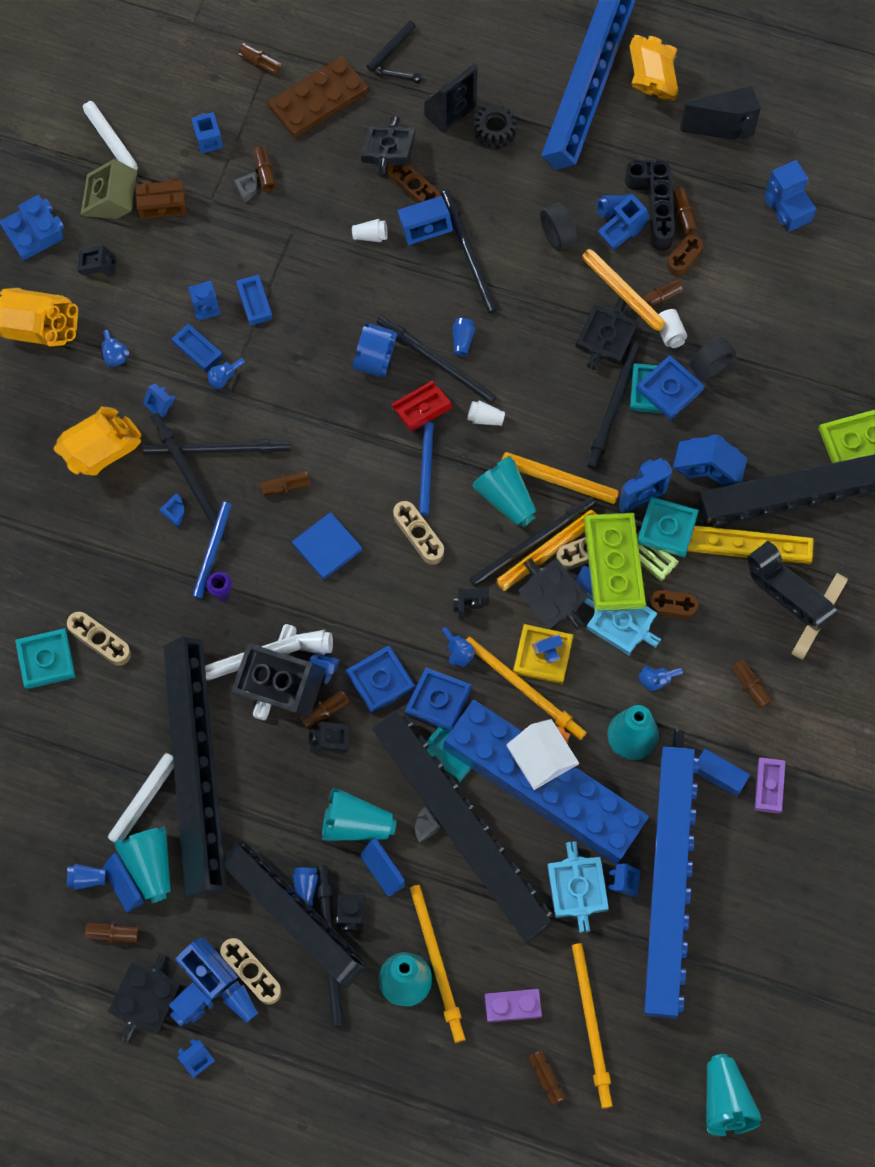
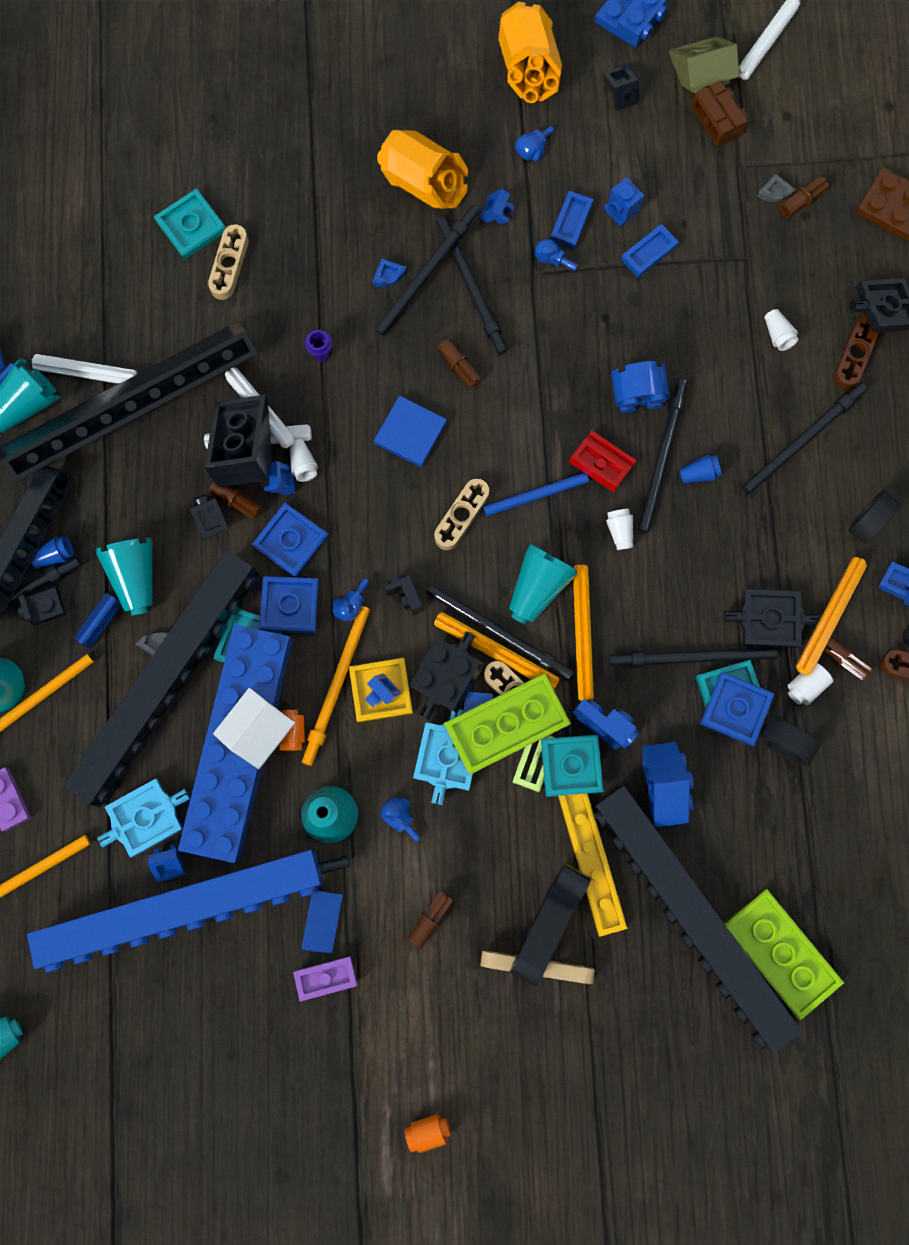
camera: 70 degrees right, 10 degrees up
(207, 132) = (816, 123): blue brick -> none
(212, 550) = (364, 323): blue bar -> none
(425, 220) = (821, 378): blue brick -> none
(673, 601) = (496, 803): reddish brown beam -> none

